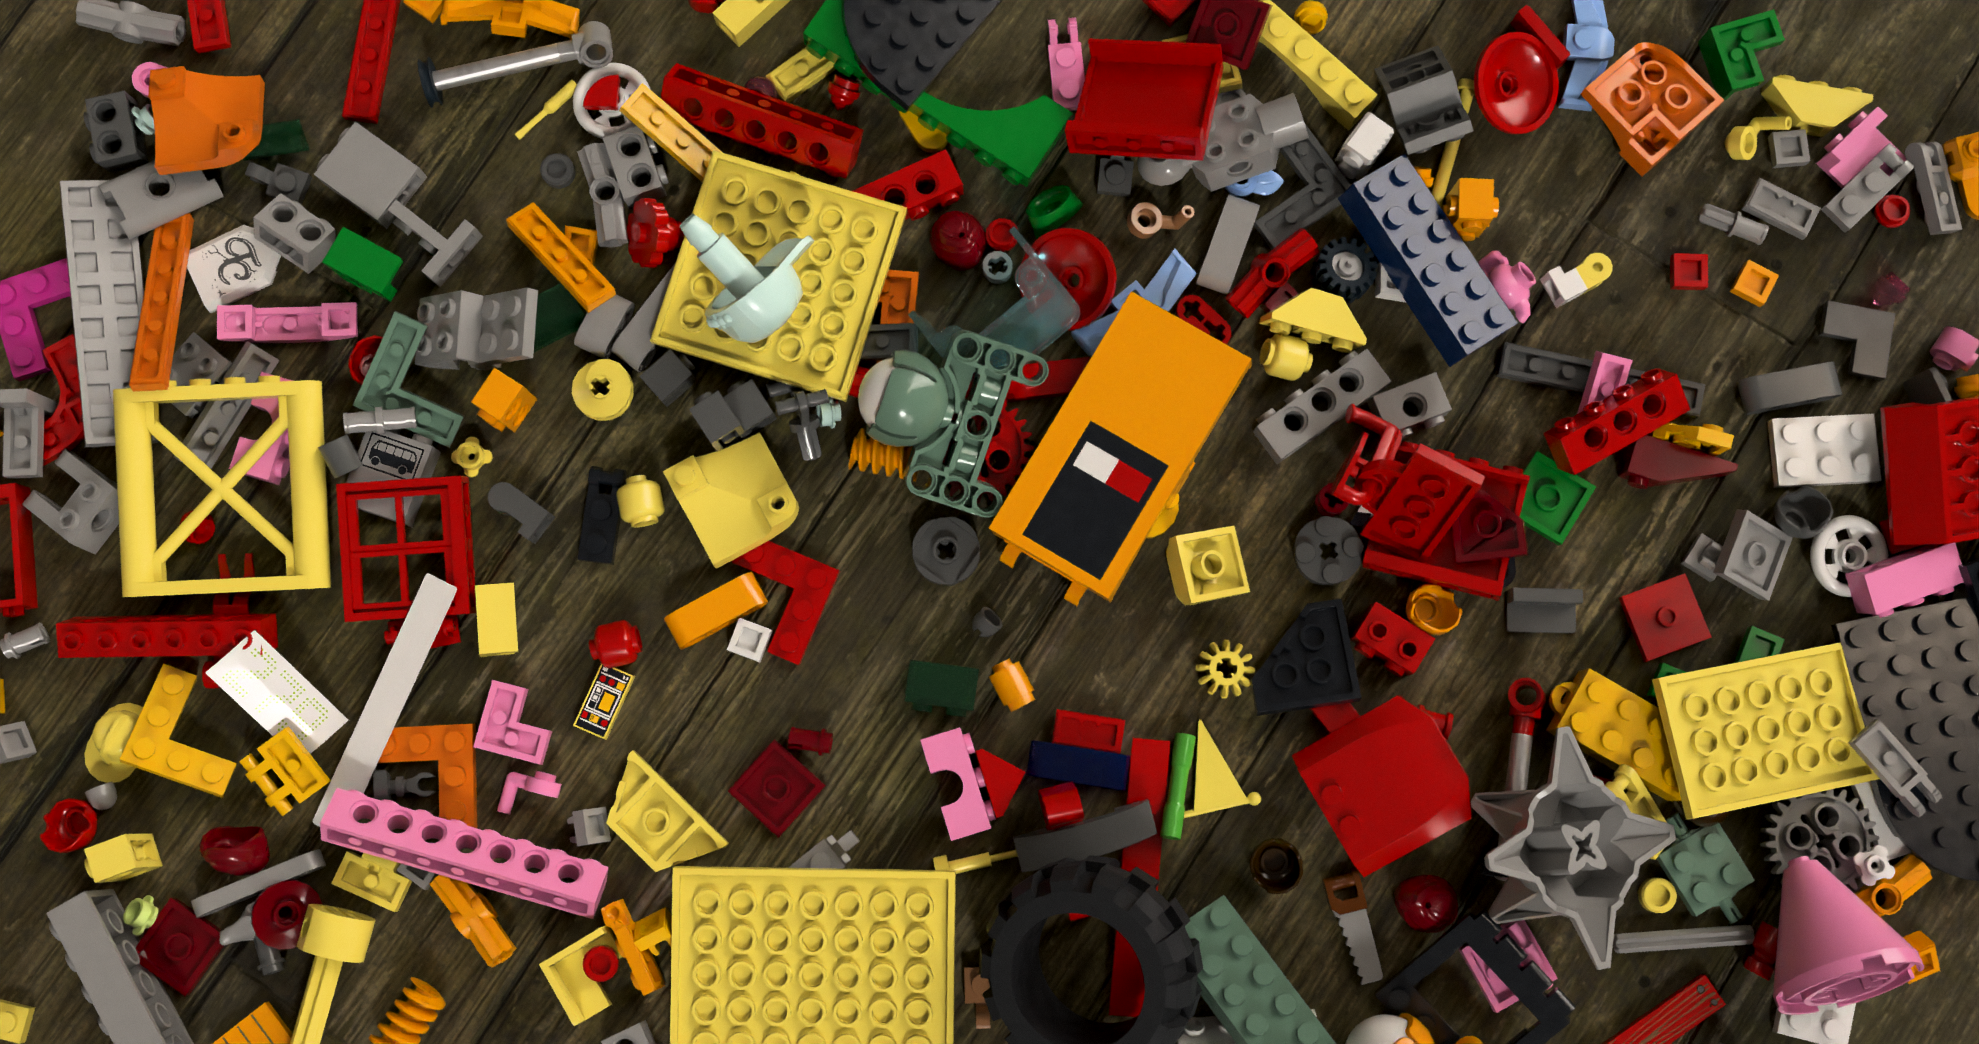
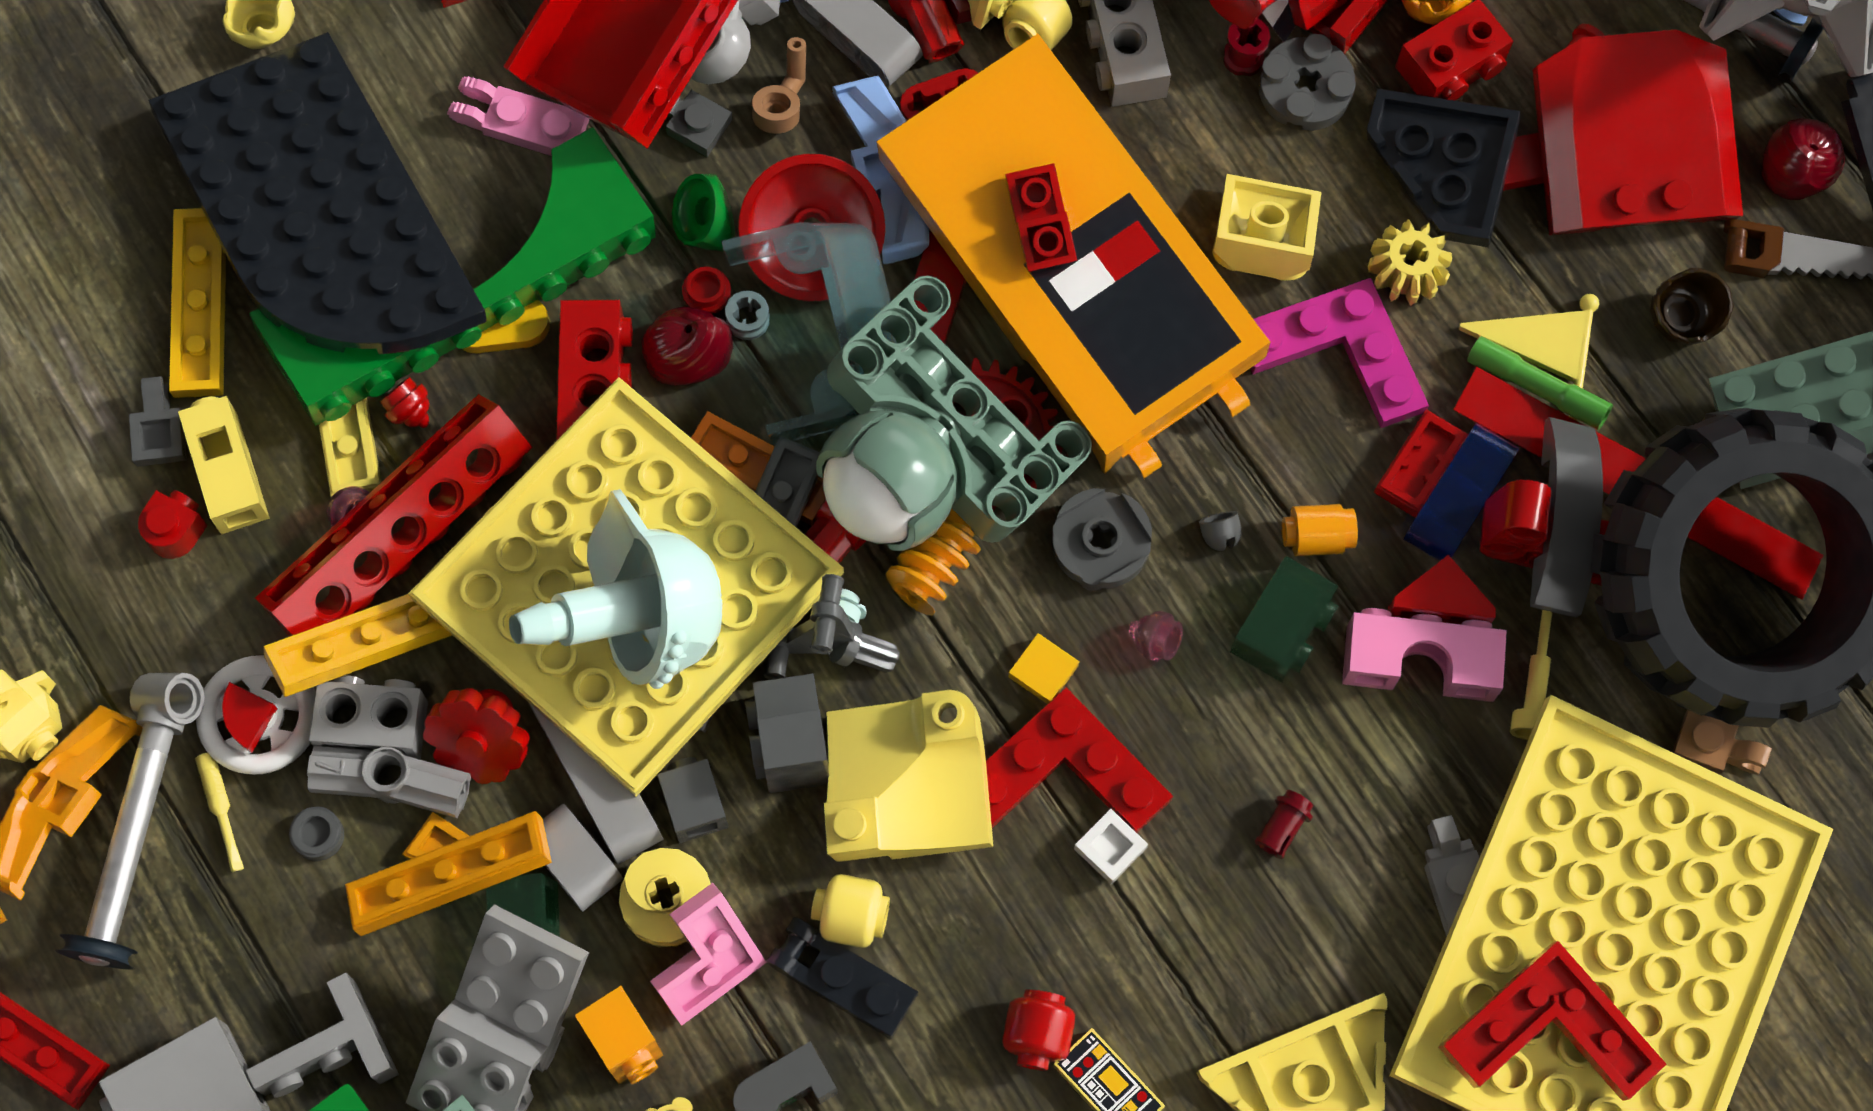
camera: 70 degrees left, 10 degrees down
(576, 435) = (719, 958): none -> bright pink plate
(715, 610) = (1050, 874): light orange beam -> none
(759, 939) = (1562, 992): none -> red plate
(776, 788) = (1330, 899): dark red tile -> none
(846, 551) = (1043, 669): none -> yellow tile
(897, 612) = (1157, 635): none -> clear pink plate
(1123, 416) = (1040, 217): none -> red slope
(1171, 644) = (1361, 323): none -> dark pink plate

